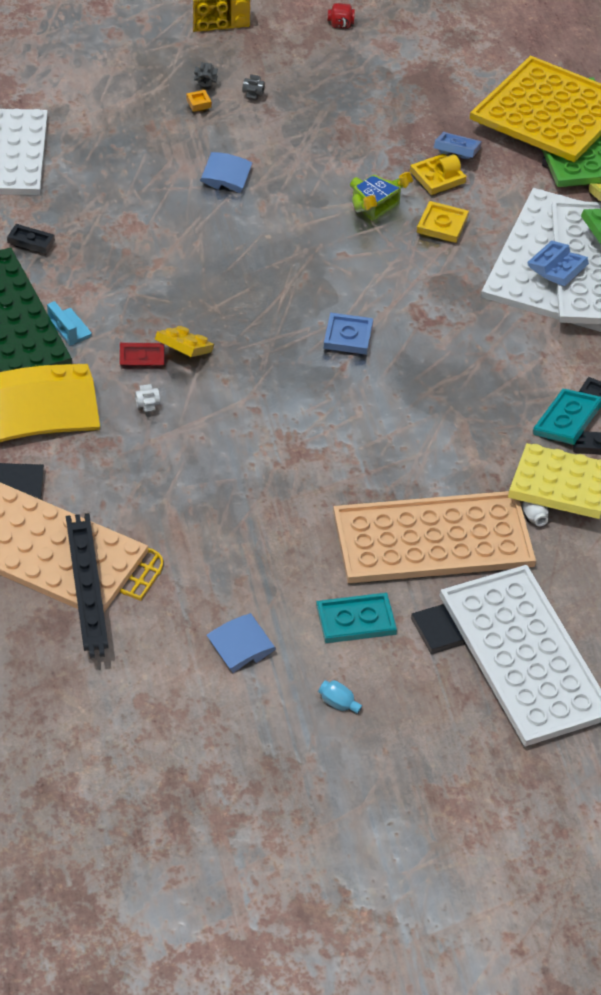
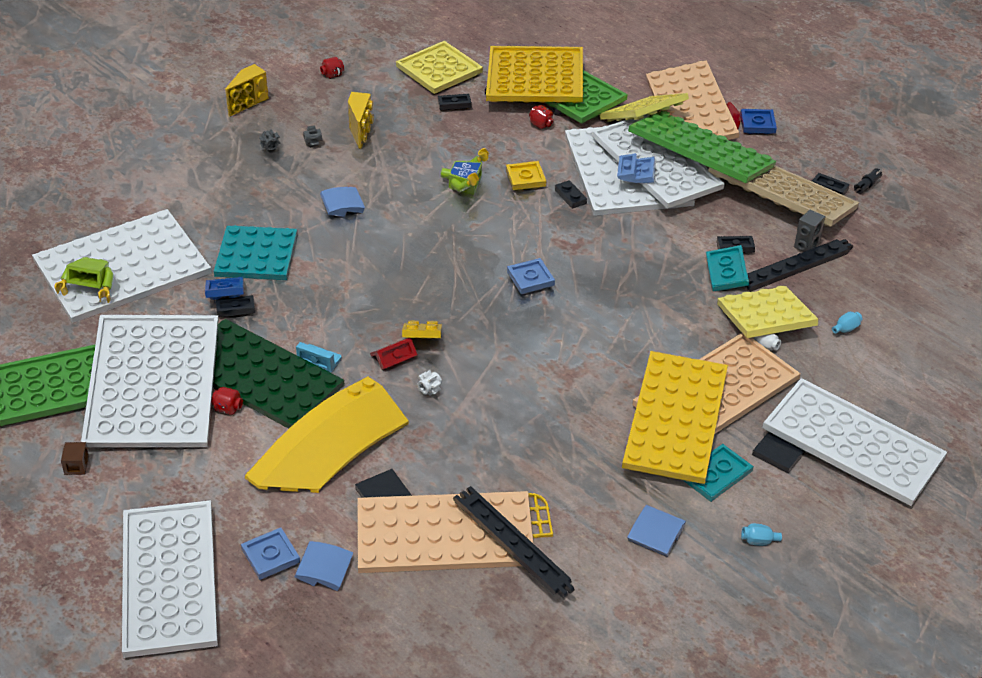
camera: 30 degrees left, 5 degrees down
(32, 215) = (224, 287): none -> blue plate
(97, 192) = (256, 252): none -> teal plate
(198, 100) = (278, 160): light orange plate -> none
(316, 85) = (360, 116): none -> yellow slope
(359, 542) = (675, 417): none -> yellow plate
(439, 173) = (496, 143): yellow plate -> none
(440, 106) = (456, 101): none -> black plate
(459, 59) = (439, 67): none -> light yellow plate
(463, 146) = (488, 121): medium blue plate -> none
(475, 263) = (570, 194): none -> black plate
(518, 161) = (541, 116): none -> red head

